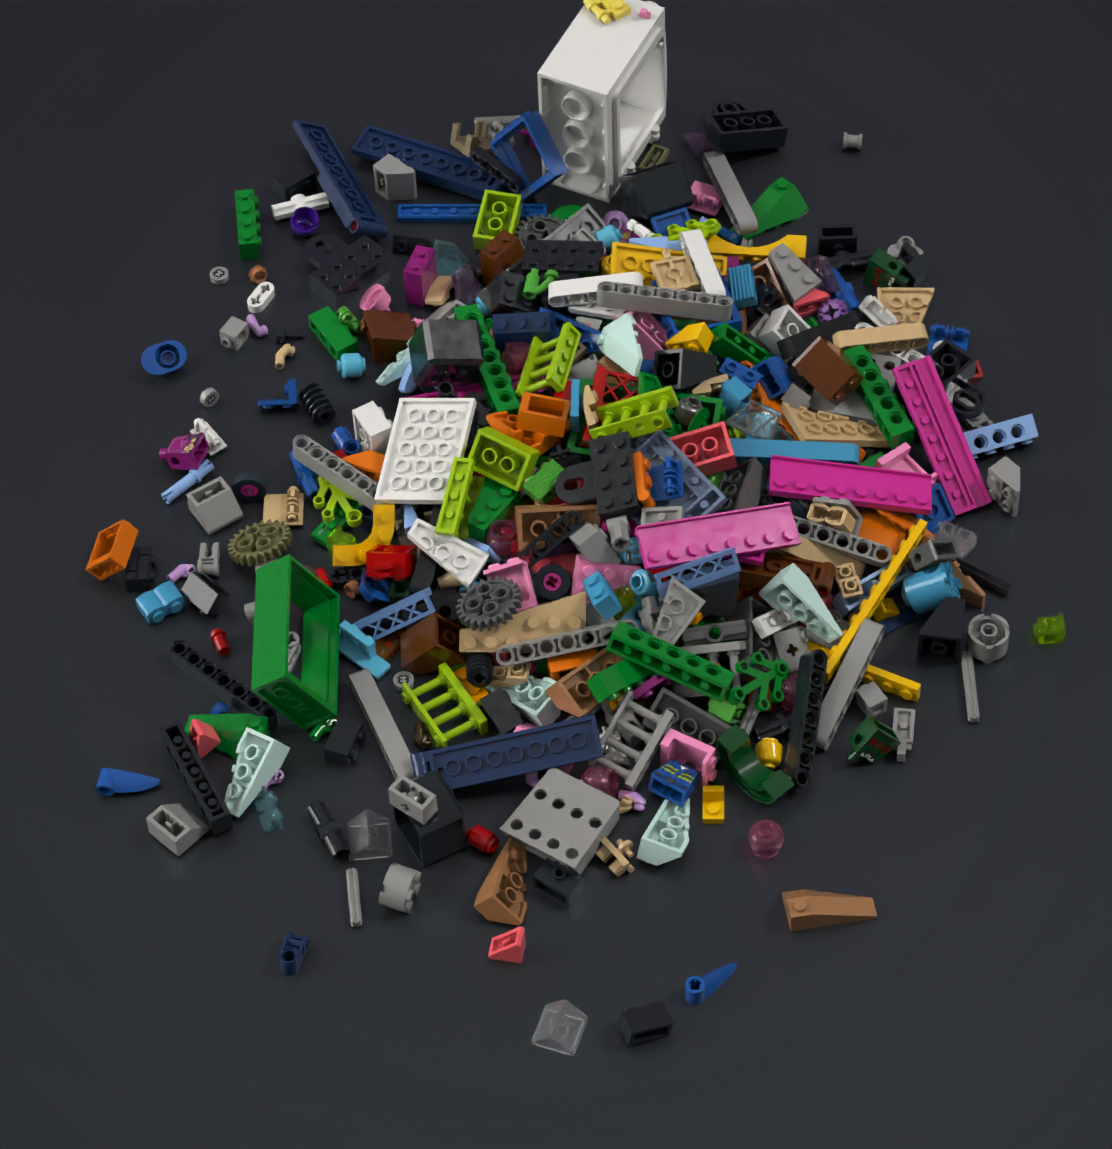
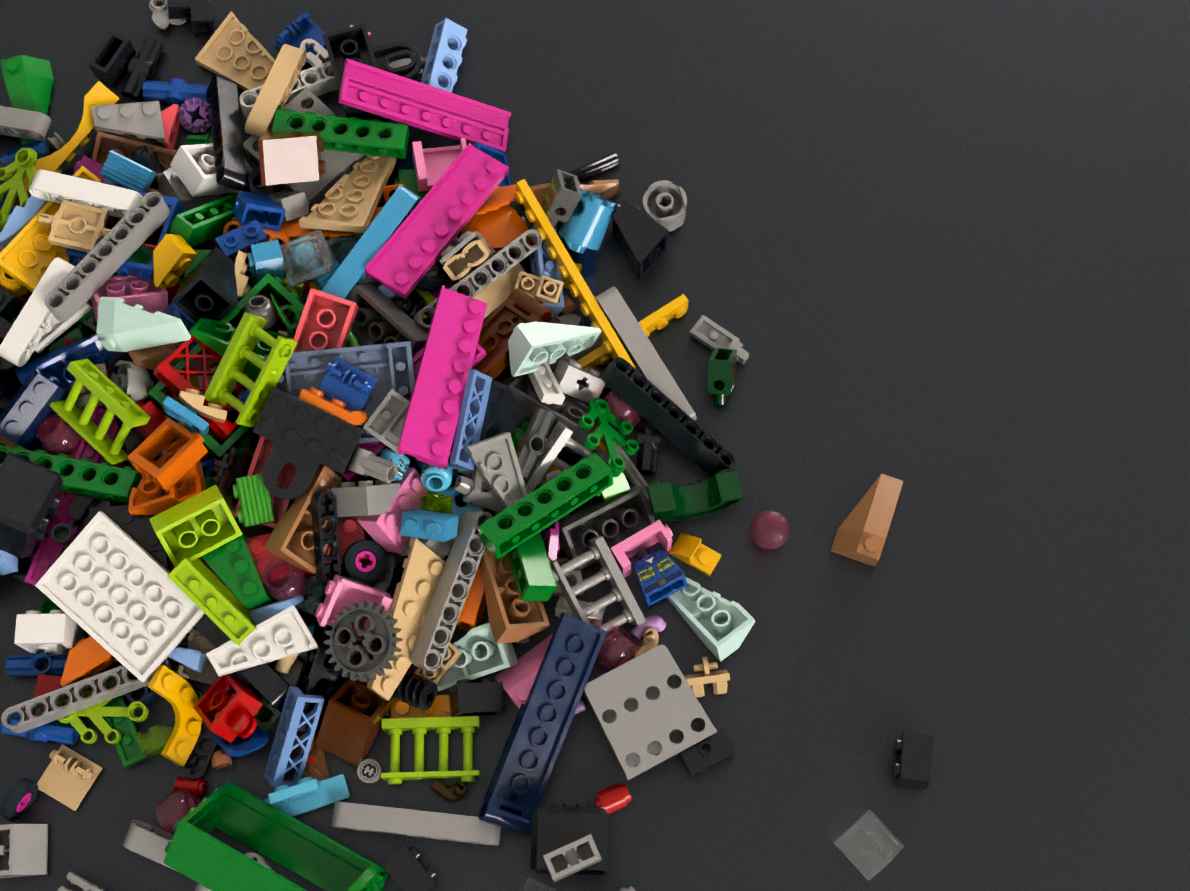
camera: 60 degrees left, 20 degrees up
(260, 542) = (101, 828): olive gear -> none
(504, 887) = (686, 814): medium nougat wedge -> none
(508, 946) = (751, 843): coral slope -> none
(700, 988) = (893, 674): blue piece -> none
(769, 752) = (674, 470): yellow head -> none
(822, 269) = (144, 92): clear purple wing -> none
(871, 699) = (668, 345): light grey brick -> none
(873, 309) = (230, 76): white hinge -> none
(885, 271) = (183, 41): dark green torso -> none
(963, 539) = (536, 171): clear hinge -> none
(970, 686) = (704, 255): light grey axle -> none
(1004, 485) = (509, 88): light grey slope -> none
(1050, 629) = (689, 146): clear neon green brick -> none

